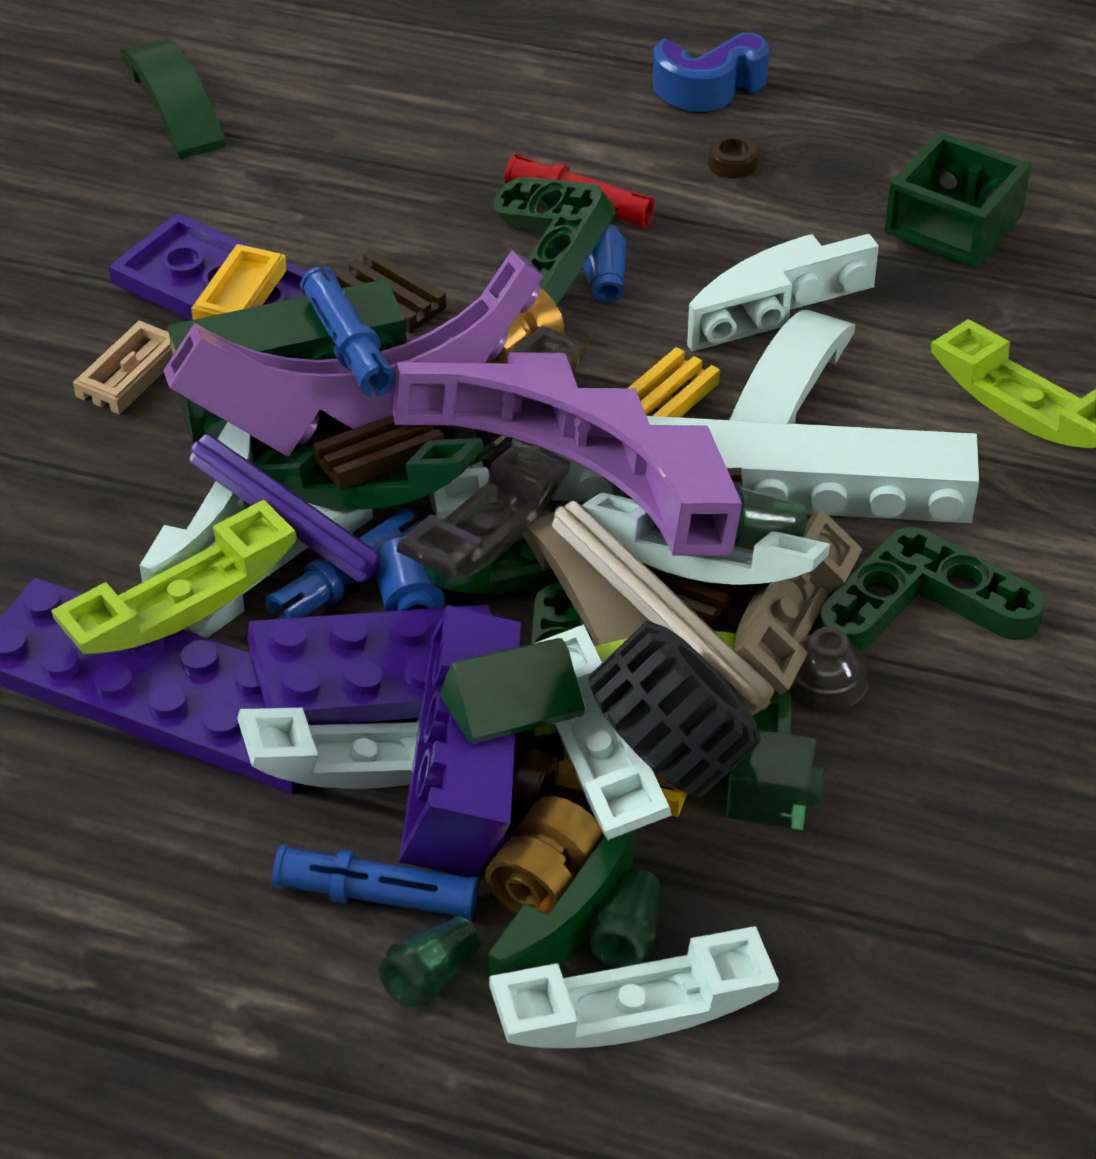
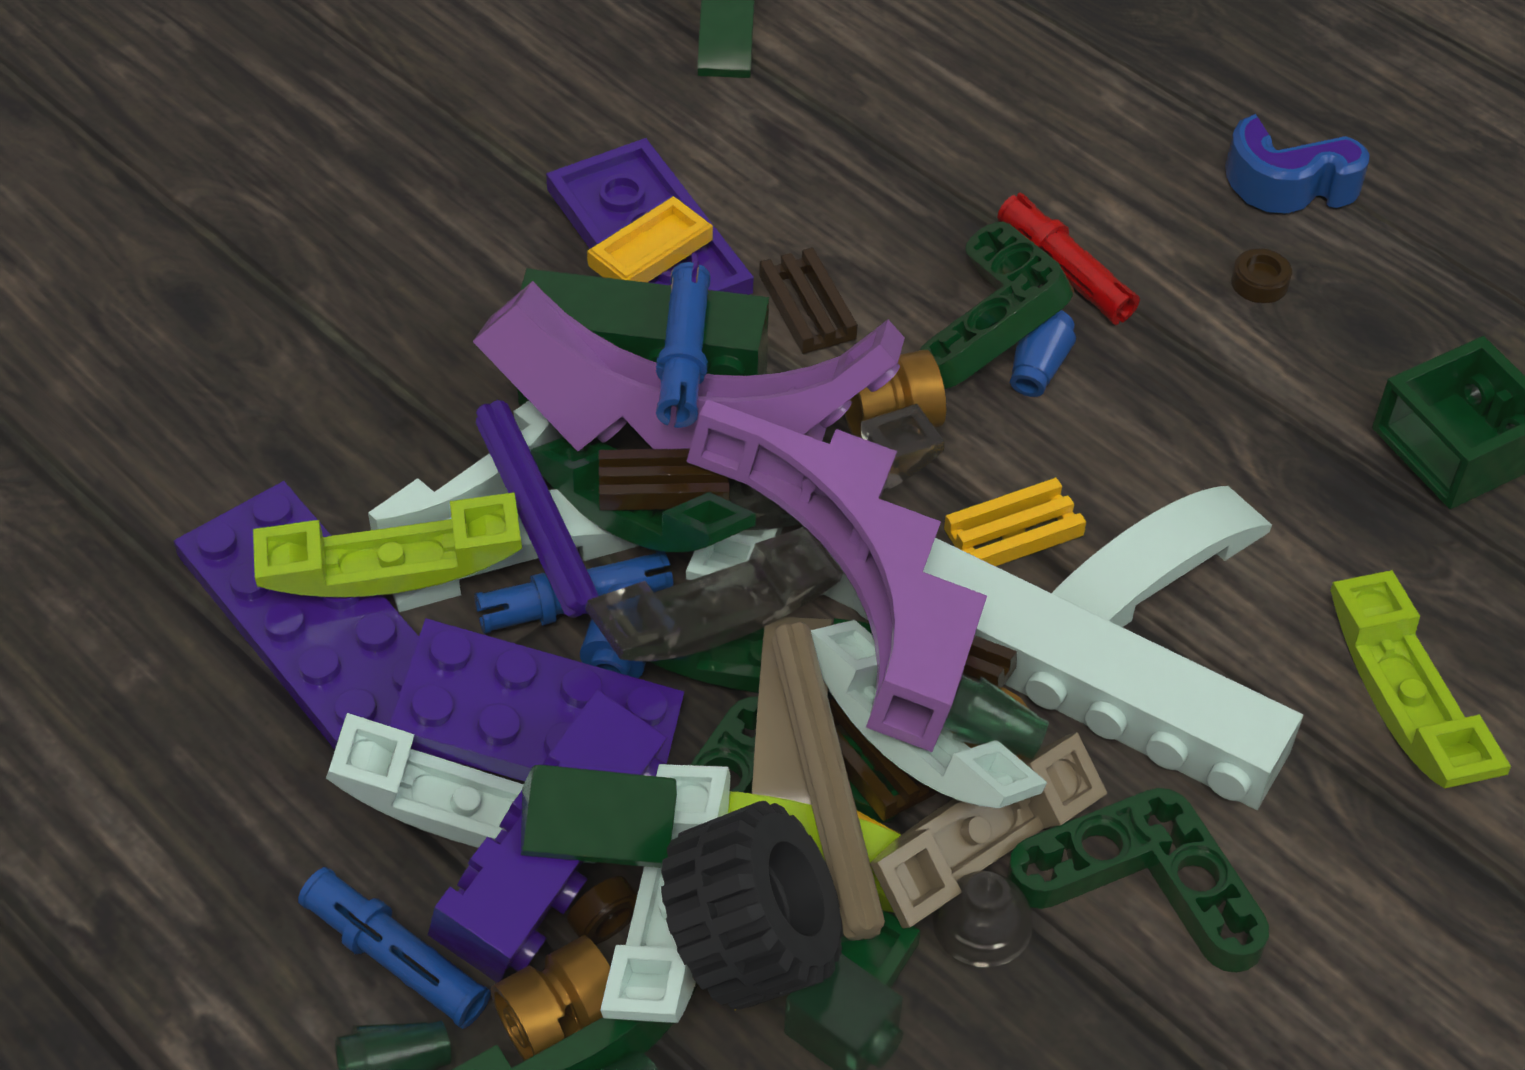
camera: 25 degrees right, 5 degrees up
(136, 370) = (503, 274): tan tile -> none
(765, 287) = (1187, 445): light aqua slope -> none

